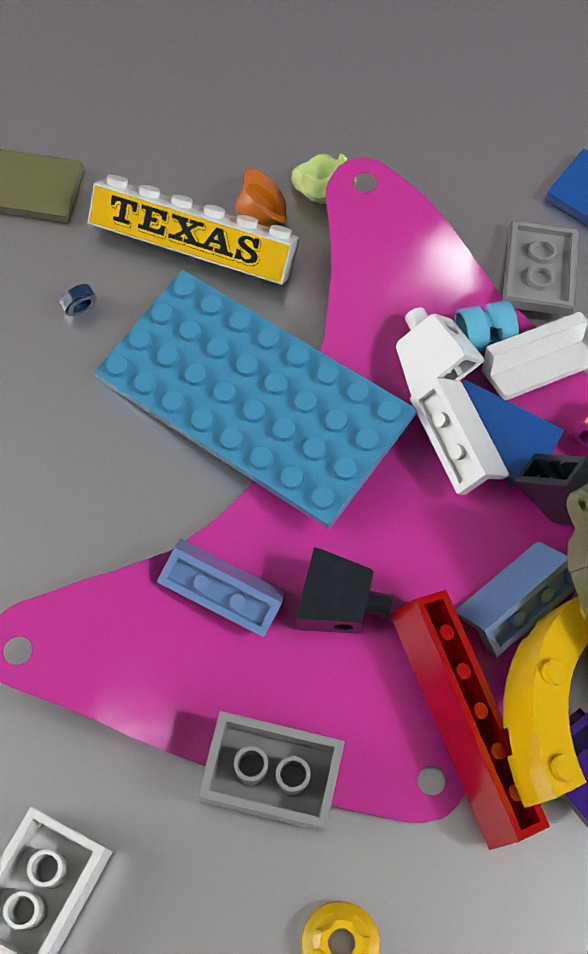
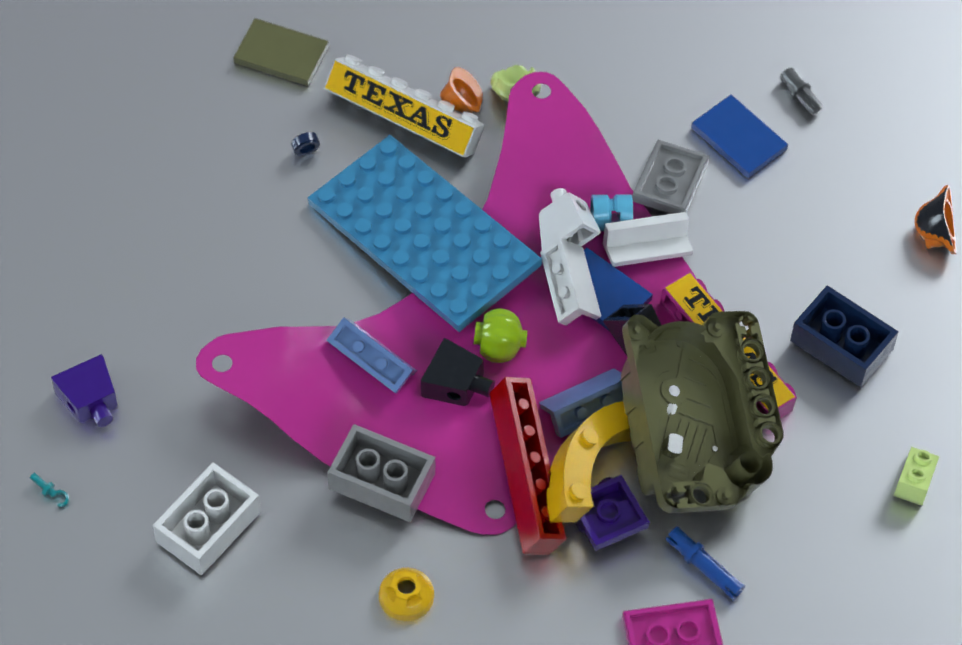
camera: 10 degrees right, 10 degrees down
(383, 525) = (500, 335): none -> lime plant

